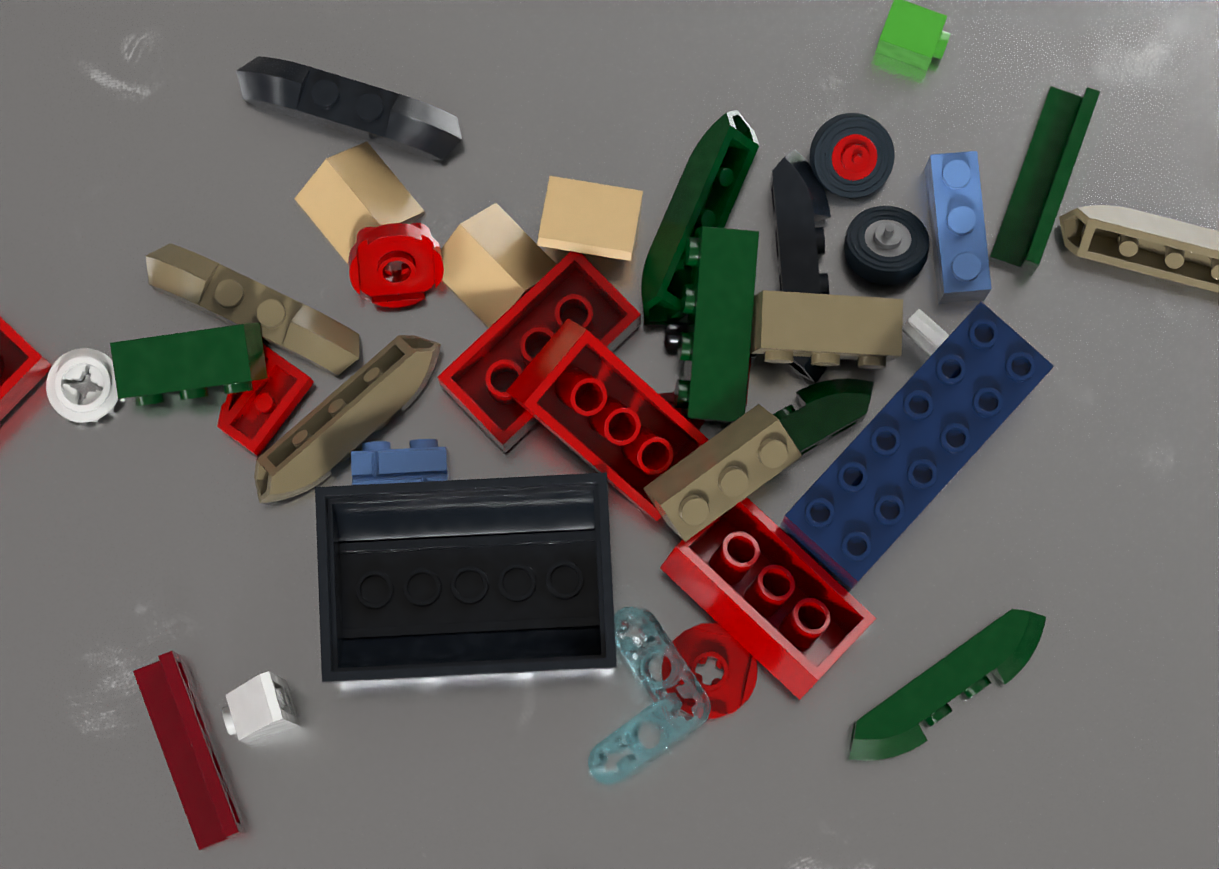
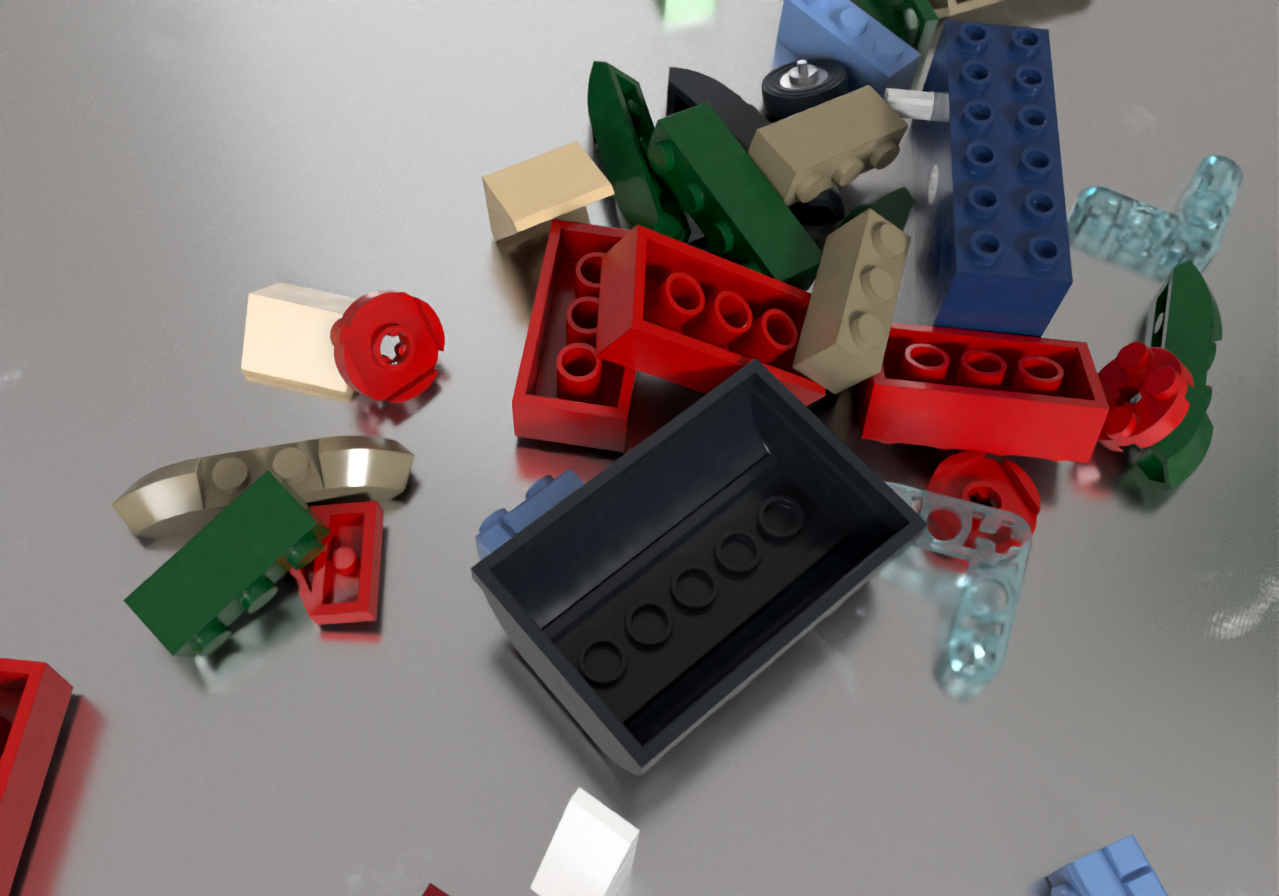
camera: 45 degrees left, 20 degrees down
(73, 367) = (99, 672): white gear -> none
(346, 419) = (441, 527): dark tan brick -> none
(349, 107) = (238, 261): black brick -> none
(492, 263) = (482, 308): tan slope -> none
(852, 155) = (719, 44): black wheel -> none
(879, 680) = (1161, 383): none -> red plate
(1087, 578) = (1184, 228): none -> clear light blue beam

